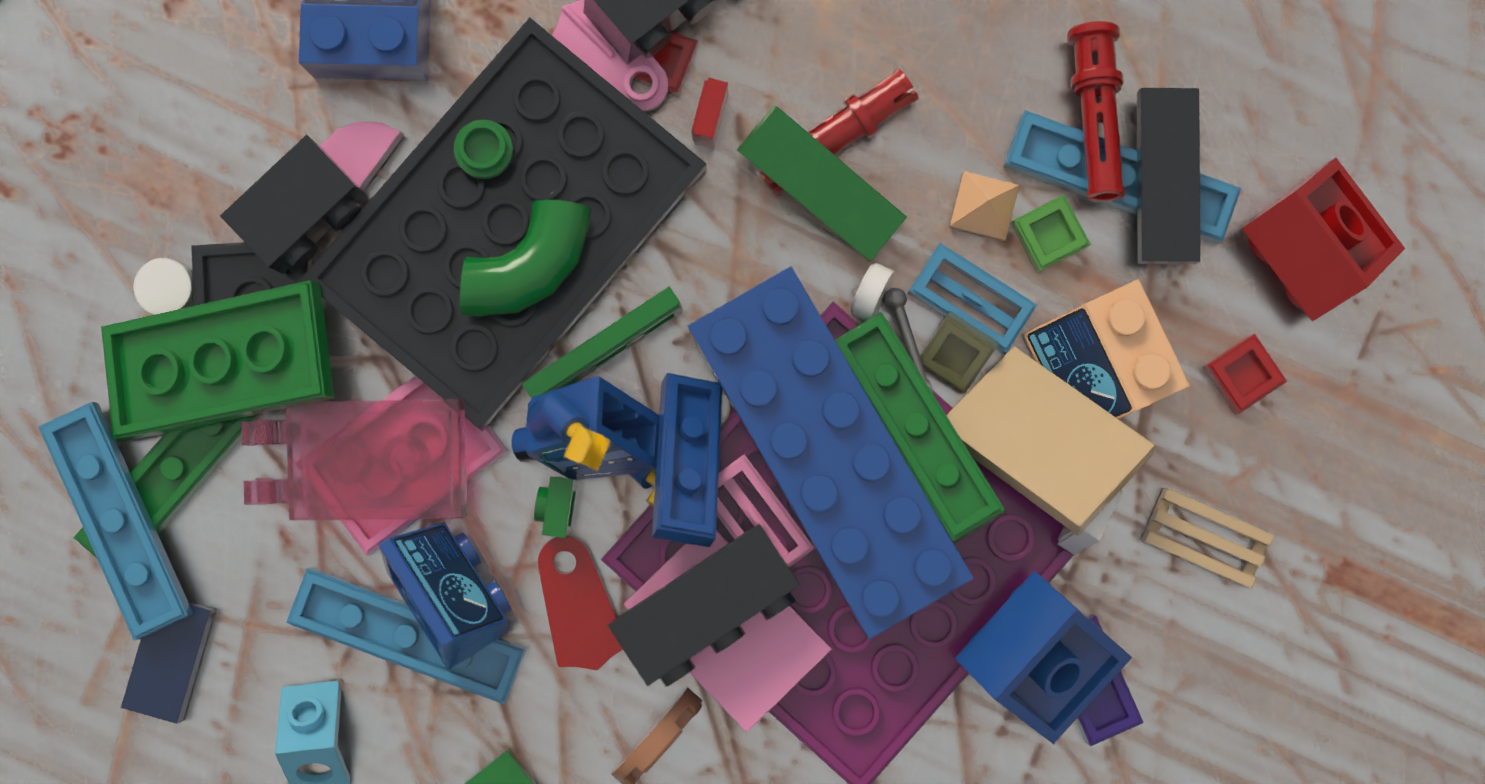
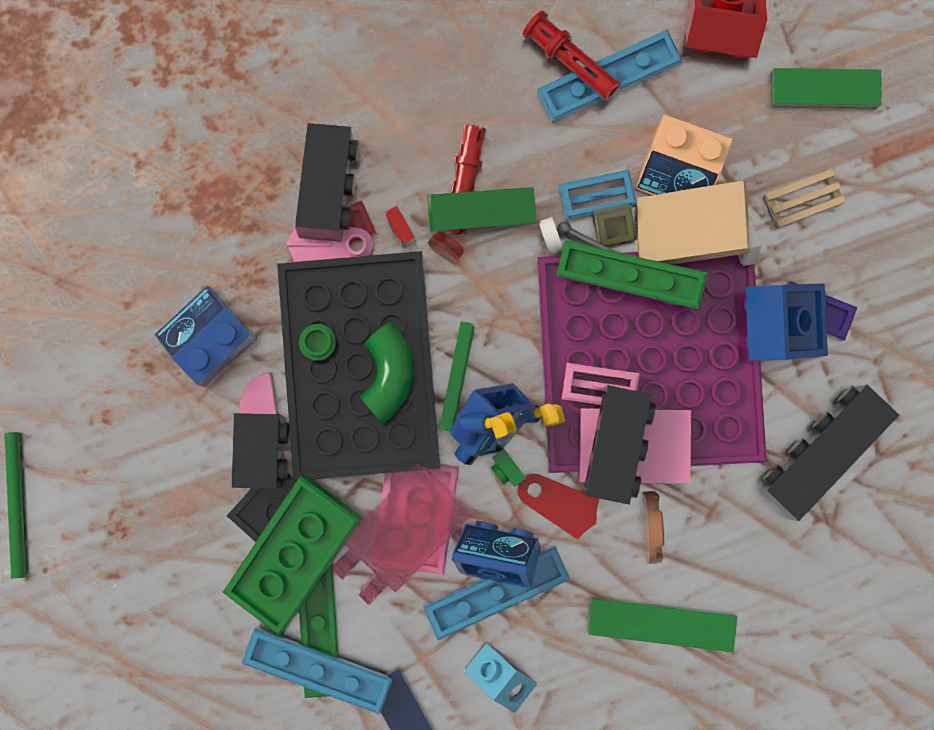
camera: 45 degrees left, 0 degrees up
(163, 286) = (232, 546): white tile -> none
(687, 461) = (545, 389): blue tile -> none
(739, 186) = (446, 246): none -> clear red tile
(829, 452) = (605, 324): blue brick -> none
(984, 206) = (561, 148): light nougat slope -> none
(1050, 233) = (603, 132): bright green tile -> none
(1168, 176) = (630, 55): black tile -> none
(1244, 374) = (749, 110): red tile -> none
(1359, 436) = (826, 87): none -> green tile

